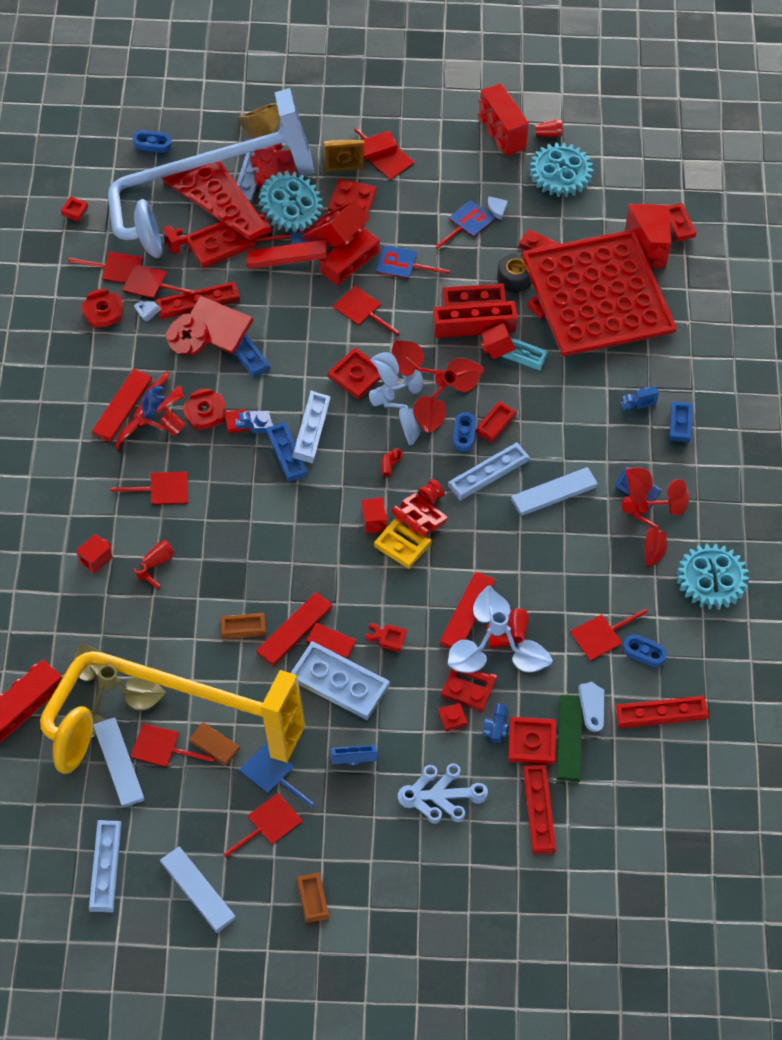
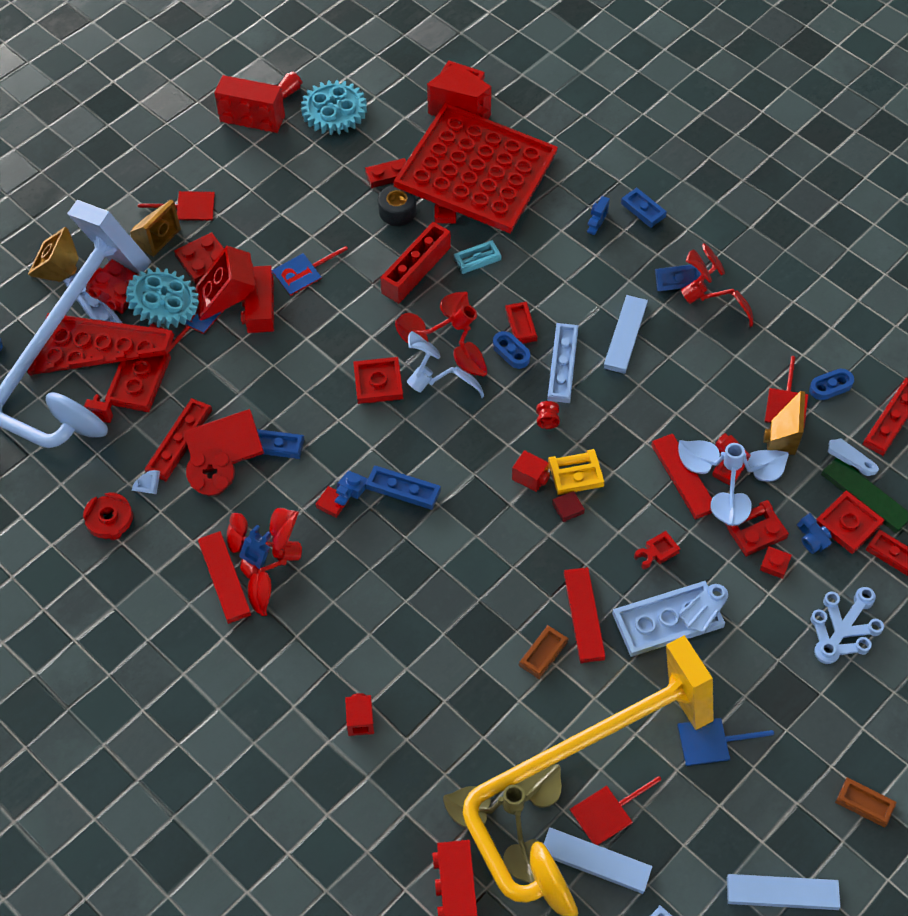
camera: 45 degrees left, 0 degrees up
(117, 267) = (77, 472): red piece -> none
(144, 575) = (420, 690): red hand -> none
(146, 282) = (119, 461): red piece -> none
(158, 554) = (410, 661): red cone -> none
(165, 488) = (344, 606): red piece -> none
(207, 419) = (311, 513): red plate -> none
(214, 744) = (644, 765): dark orange tile -> none
(272, 819) = (759, 775): red piece -> none
(287, 254) = (210, 339): red tile -> none
(311, 427) = (398, 451): light blue tile -> none
(331, 640) = (621, 595): red tile -> none
(353, 755) = (753, 662): blue plate -> none
(358, 306) = (312, 331): red piece -> none
(365, 695) = (704, 608): none -> light blue piece
(371, 559) = (568, 506): none -> dark red tile
(379, 144) = (176, 193): red tile -> none
(390, 460) = (484, 421): red arm -> none
(424, 512) = (556, 435): red plate -> none
(470, 219) = (311, 197): blue piece -> none
(472, 294) = (393, 247): red brick -> none
(497, 206) = (320, 171): light blue tile -> none
(497, 341) = (452, 263): red brick -> none
(571, 644) = (787, 427): none -> slope
(732, 574) = (804, 291): medium azure gear -> none

